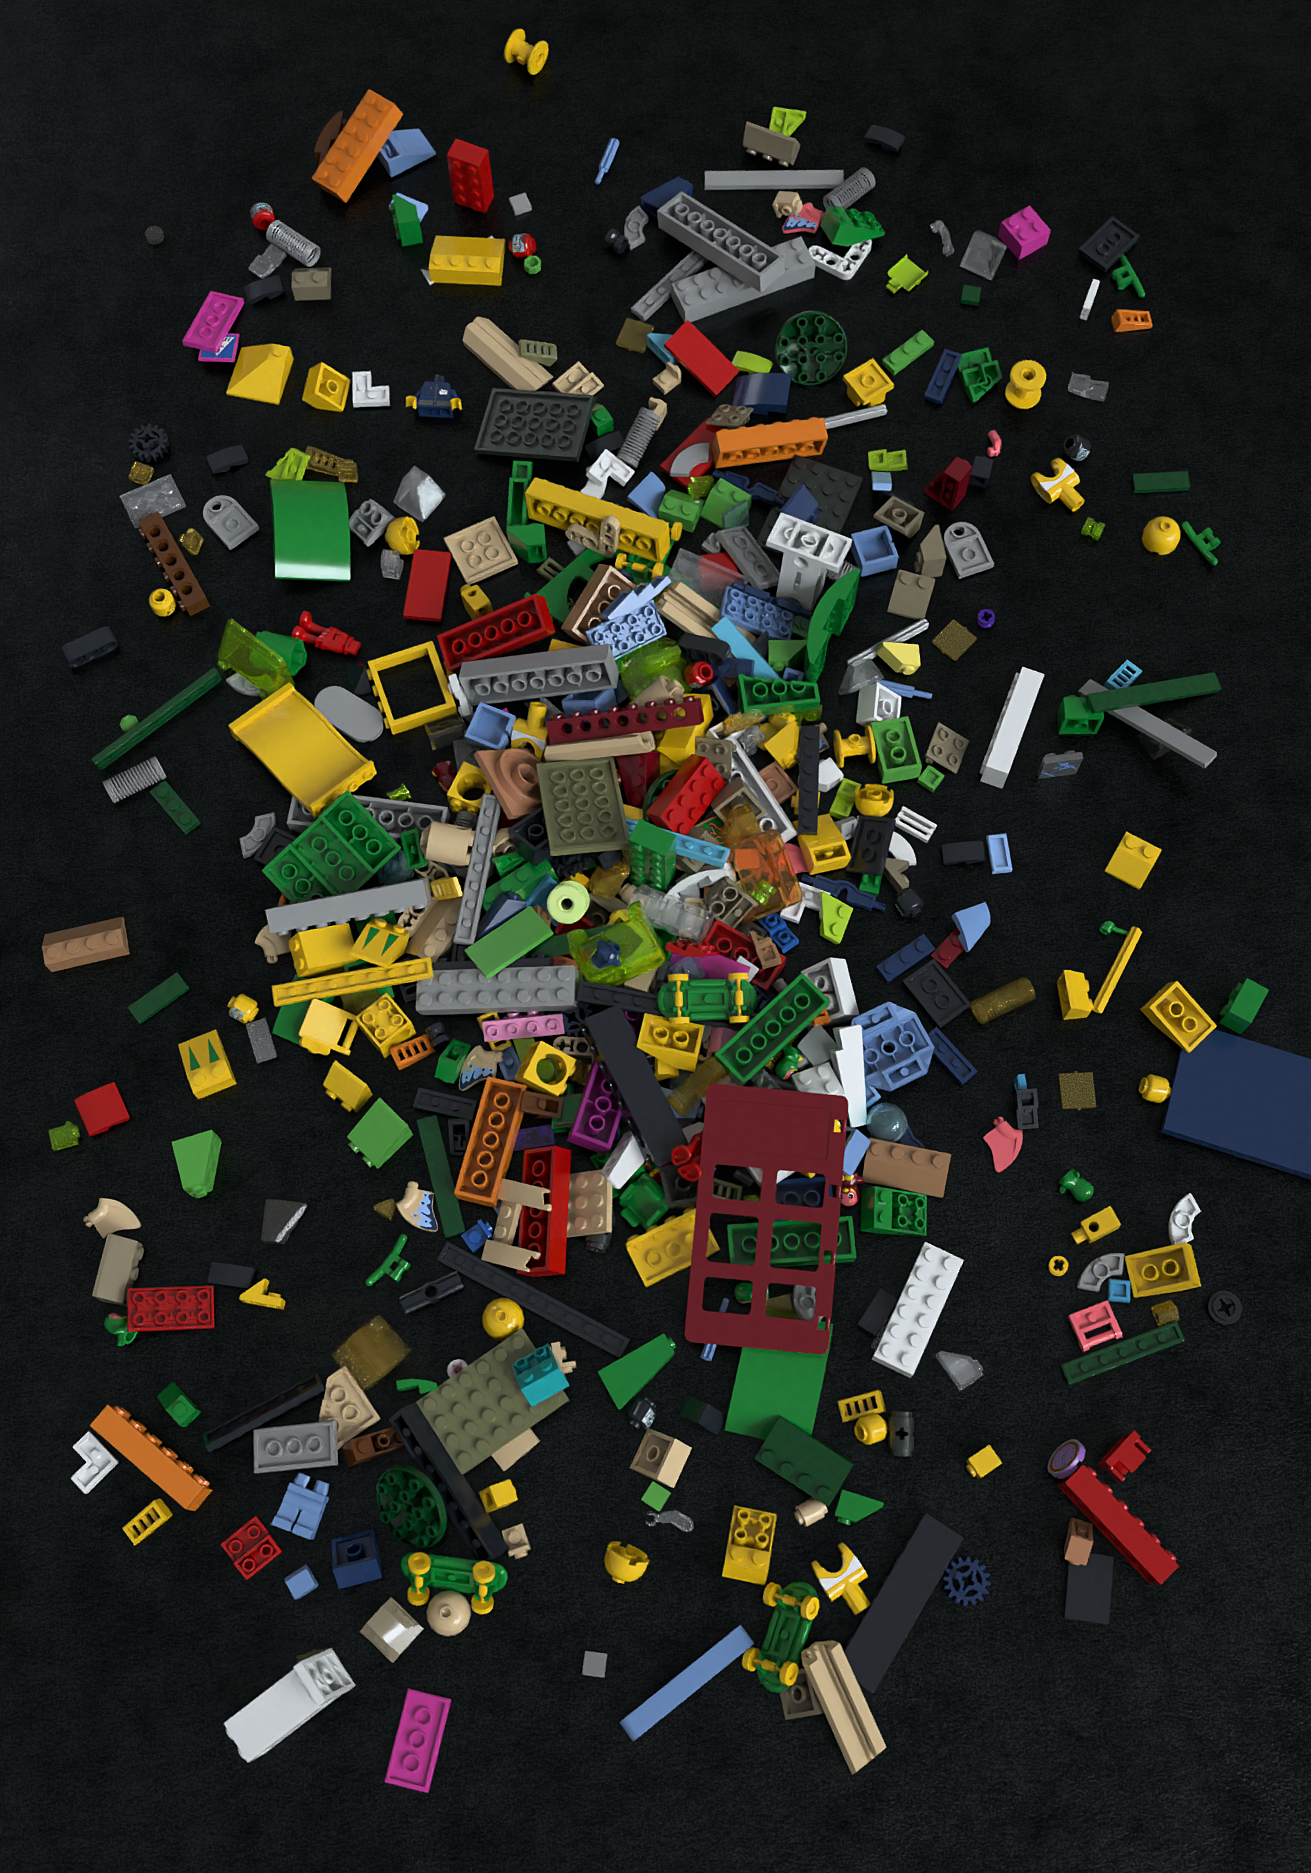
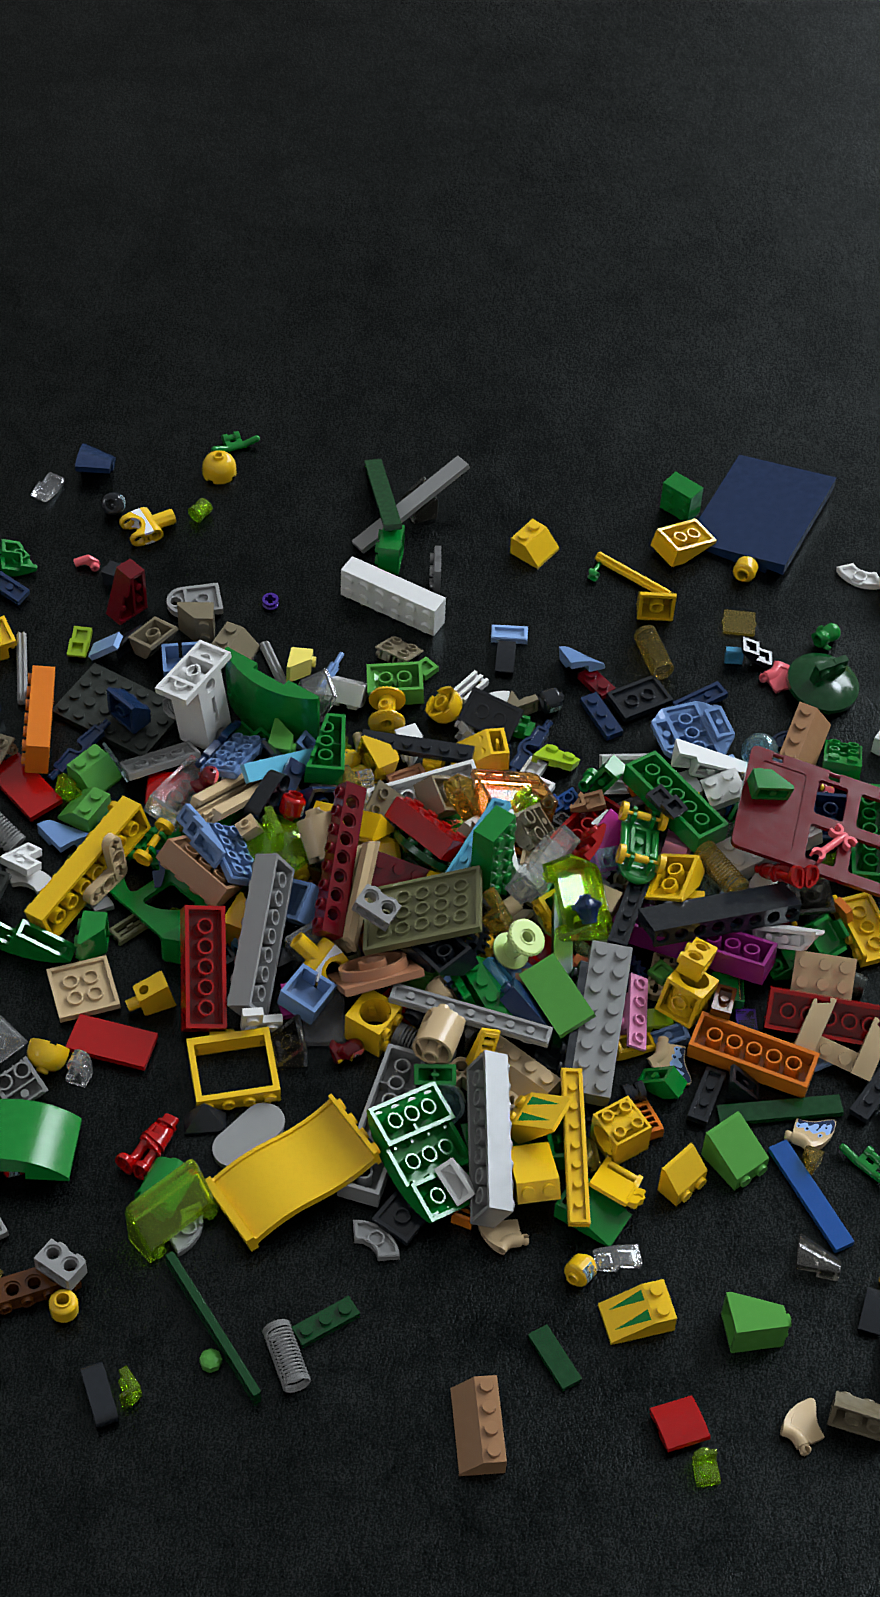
camera: 85 degrees left, 20 degrees down
(99, 668) = (130, 1386): none -> clear neon green bracket
(185, 586) = (56, 1268): none -> light grey brick
(305, 885) = (455, 1181): none -> white slope
(349, 1211) = (811, 1196): none -> blue tile
(399, 794) = (357, 1097): clear neon green bush -> none
(477, 1235) = (842, 1084): blue bracket -> none
(566, 760) = (373, 911): none -> light grey brick
(570, 1072) = (696, 958): none -> yellow brick
(578, 1047) = (660, 972): none -> bright green tile
(656, 638) = (249, 827): none -> tan bracket
(672, 1216) = (843, 910): none -> orange tile
(689, 459) = (33, 791): light grey tile -> none
(709, 590) = (208, 777): none -> dark red animal
(712, 545) = (133, 790): light grey tile -> none
(750, 1202) = (839, 837): none -> coral bar
(753, 1016) = (666, 803): none -> black slope
(790, 1112) = (768, 785): none -> green slope
(802, 960) = (603, 777): none -> green hinge
(844, 799) = (431, 730): lime slope -> none
(954, 640) = (286, 628): clear yellow piece -> none
(1001, 1184) = (823, 682): none -> dark green bracket
(1025, 384) = (36, 518): yellow hose -> none
(1104, 1221) = (864, 624): yellow torso -> none
(1110, 684) = (358, 516): medium azure slope -> none
(1135, 417) = (94, 460): none -> dark blue slope
(1160, 482) = (163, 459): dark green tile -> none

